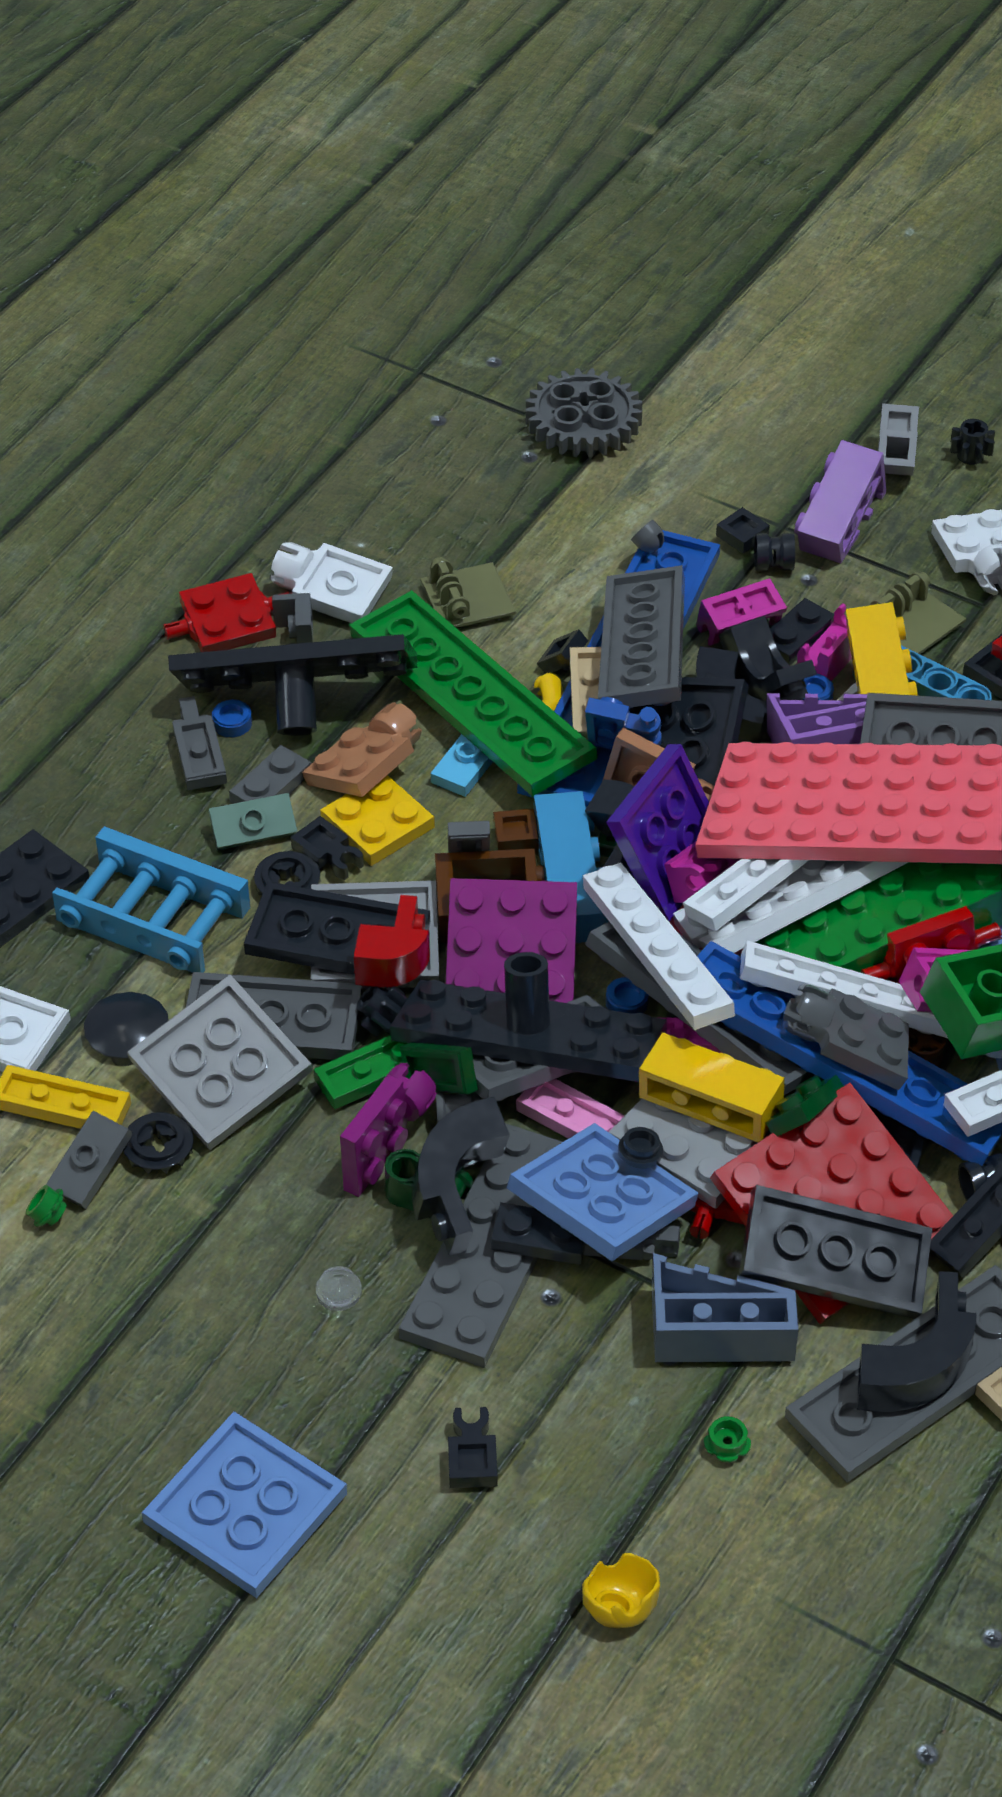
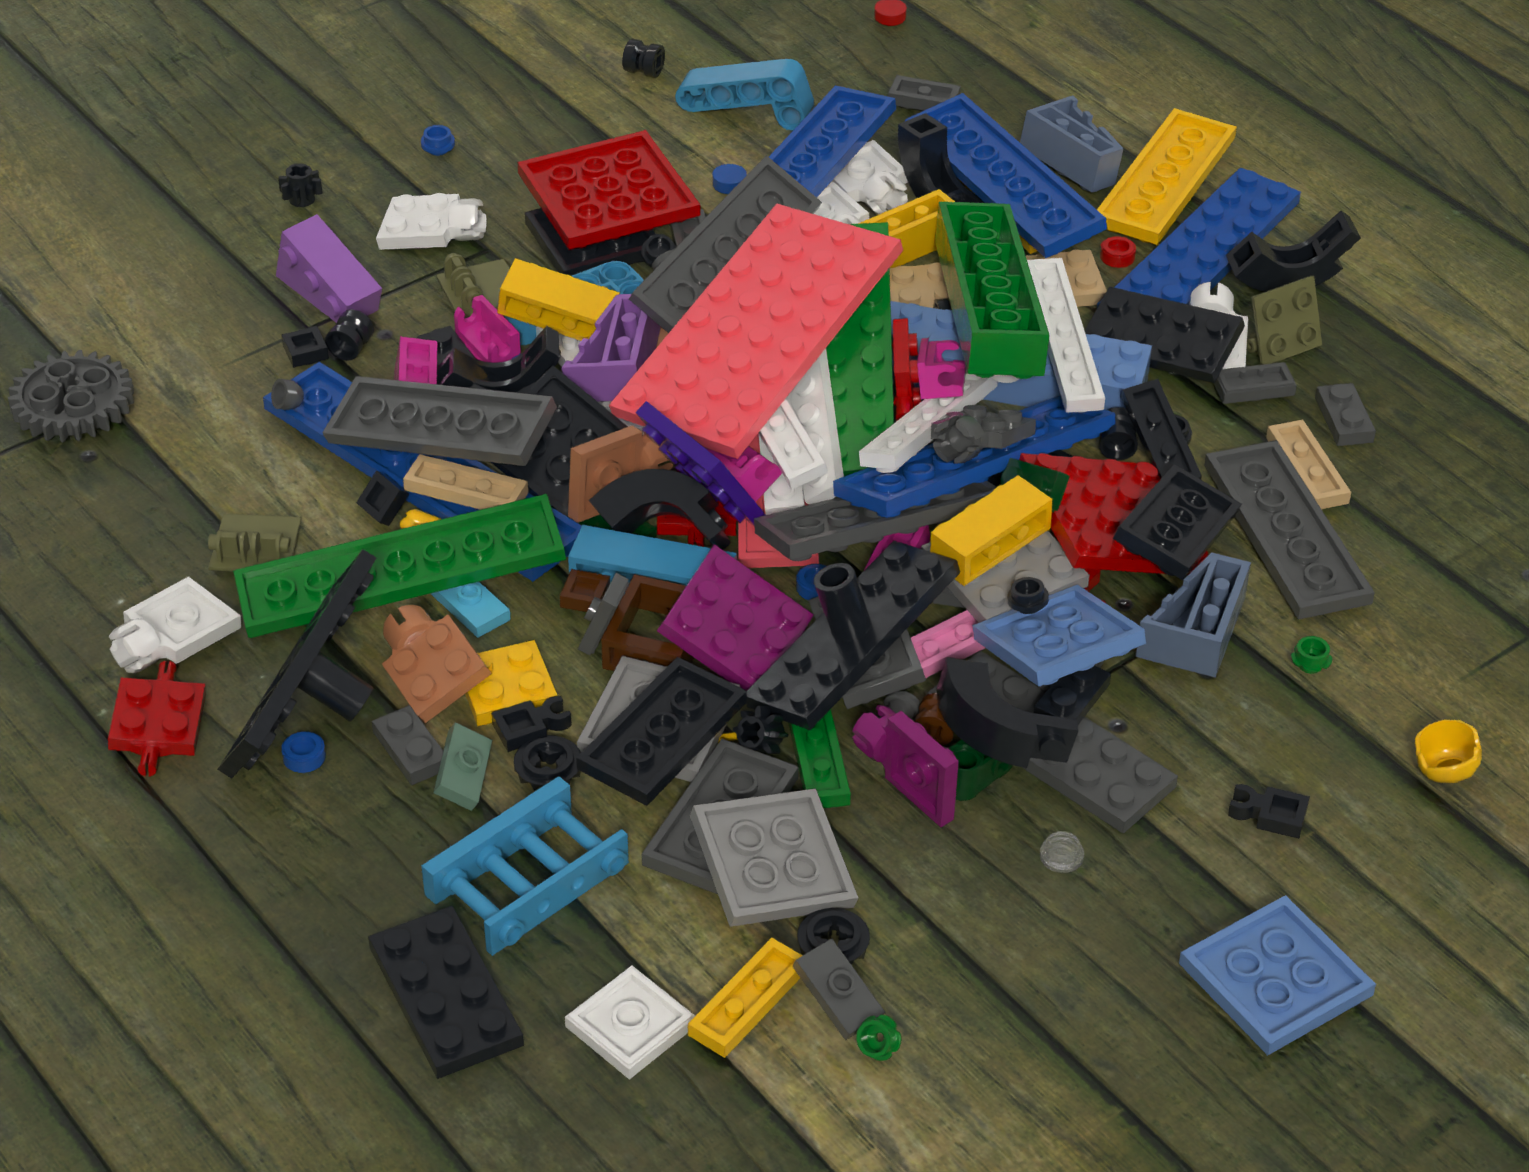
camera: 70 degrees left, 5 degrees down
(121, 1023) = (672, 928): black dish -> none
(198, 747) = (331, 781): dark grey hinge -> none
(296, 614) = (212, 659): dark grey bracket -> none
(393, 954) = (726, 679): red brick -> none
(447, 1066) = (879, 686): dark green tile -> none
(608, 717) = (552, 457): blue plate -> none
(658, 946) = (837, 502): white plate -> none
(898, 438) = (269, 218): light grey brick -> none
(924, 1370) = (1292, 497): black arch -> none

